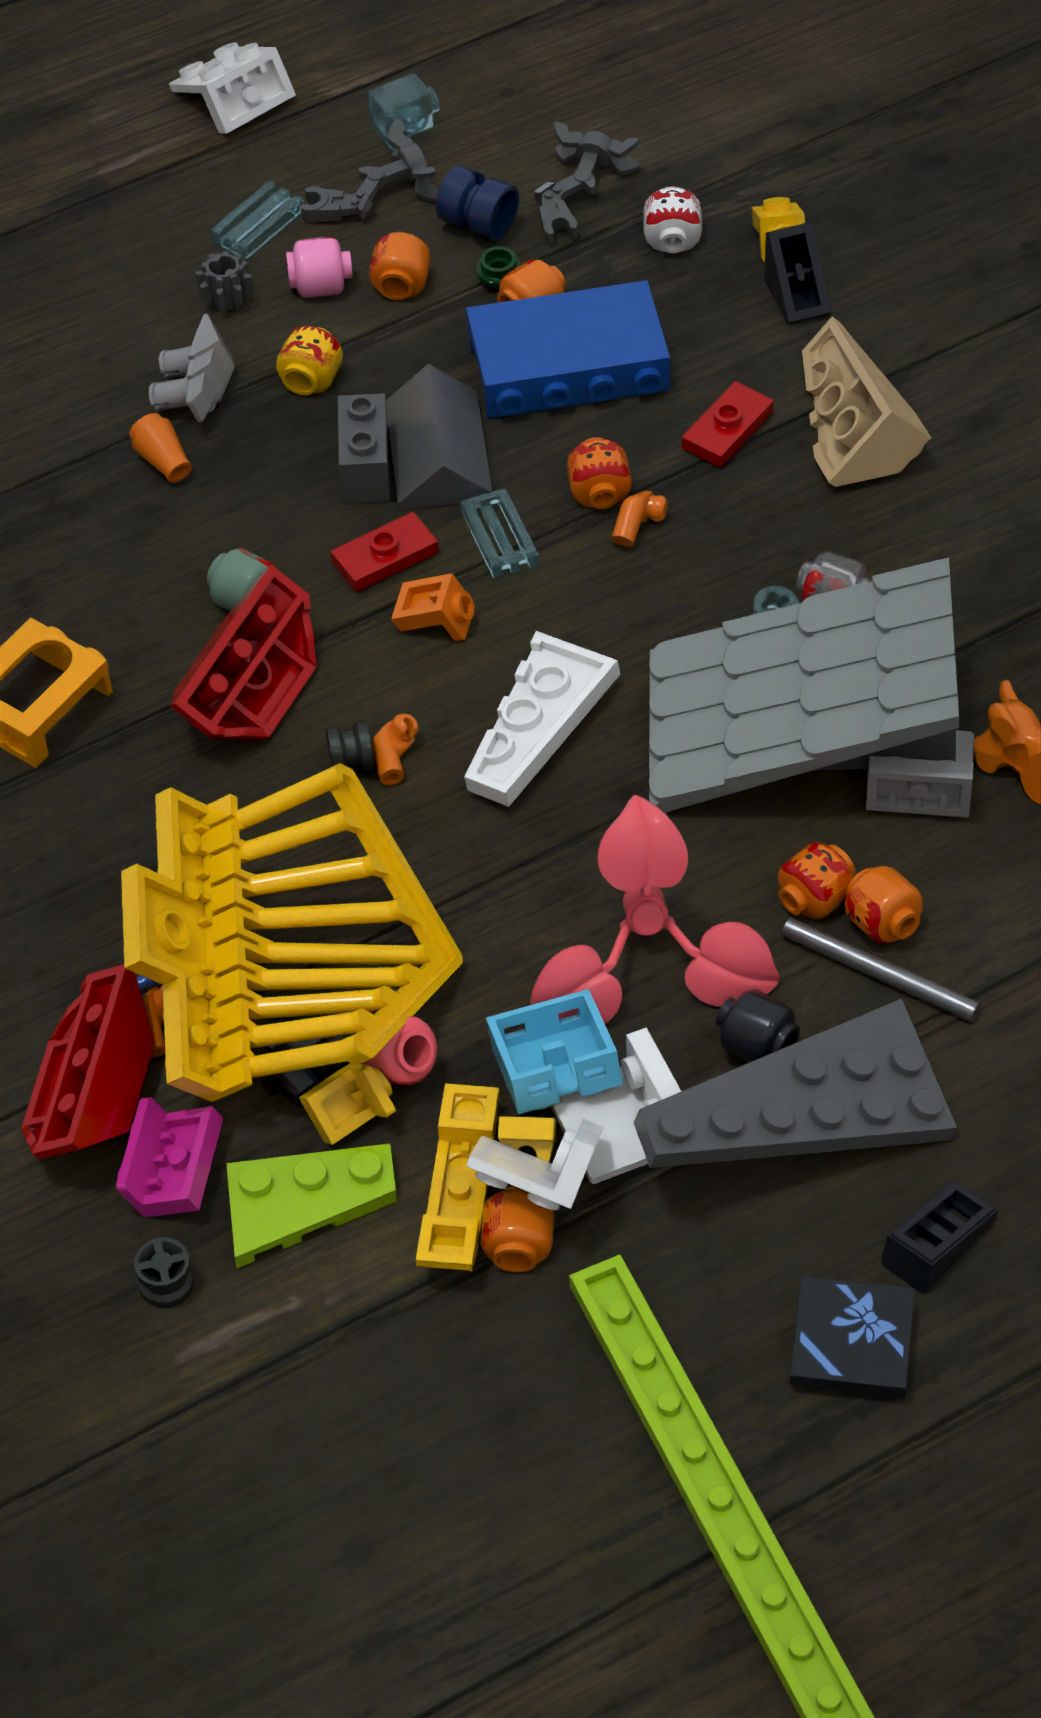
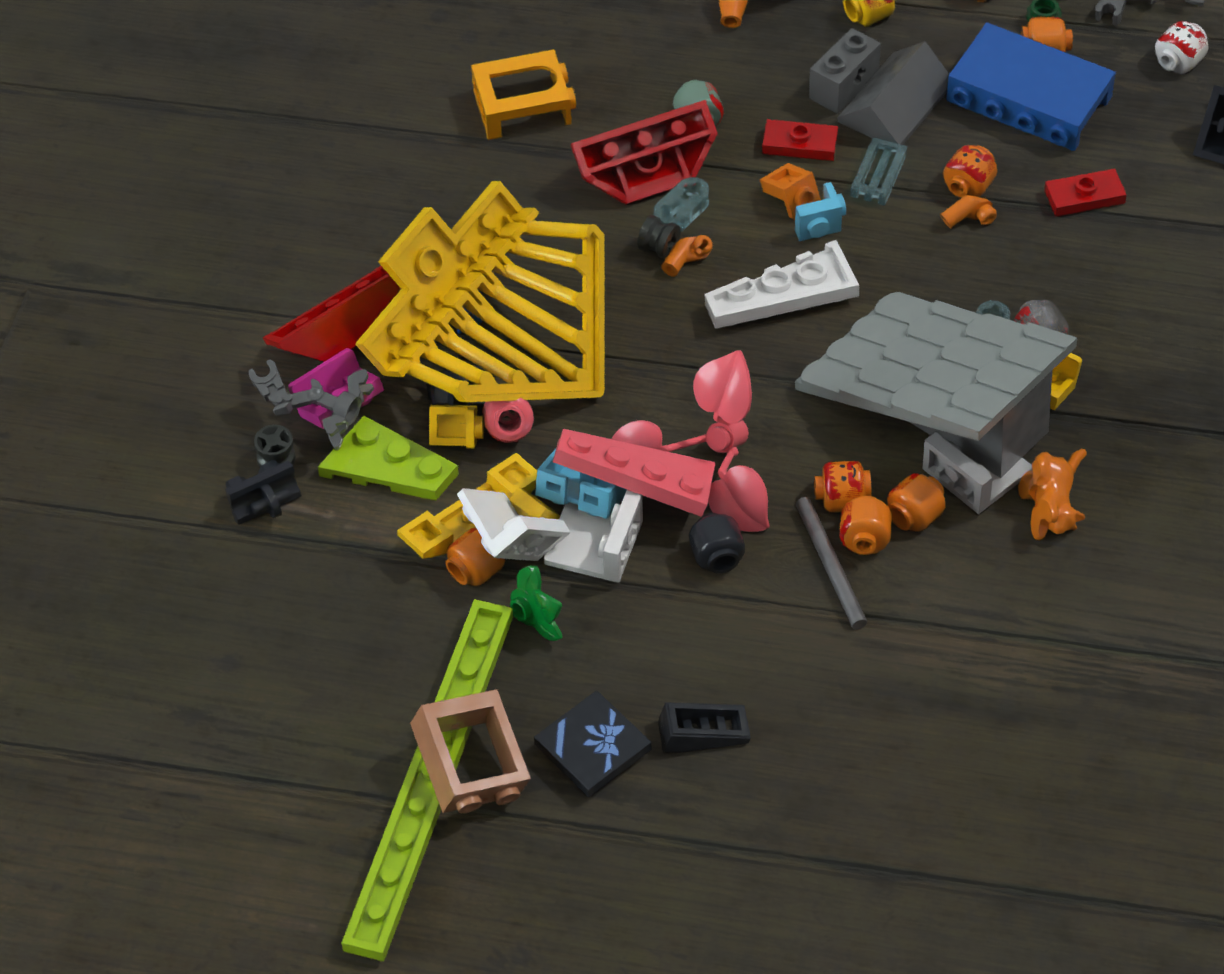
camera: 40 degrees right, 0 degrees up
(111, 1203) = (344, 407): none -> dark grey piece
(210, 1330) = (263, 492): none -> black hips
(323, 701) = (676, 202): none -> clear light blue beam
(498, 615) = (821, 216): none -> medium azure bracket
(619, 1002) = (643, 470): none -> coral wing
(646, 1233) = (534, 606): none -> green plate
(736, 1473) = (461, 713): none -> nougat window
(824, 1094) = (718, 605): dark grey wing -> none
(858, 413) = (1170, 237): tan wedge -> none
(905, 842) = (916, 502): none -> orange head

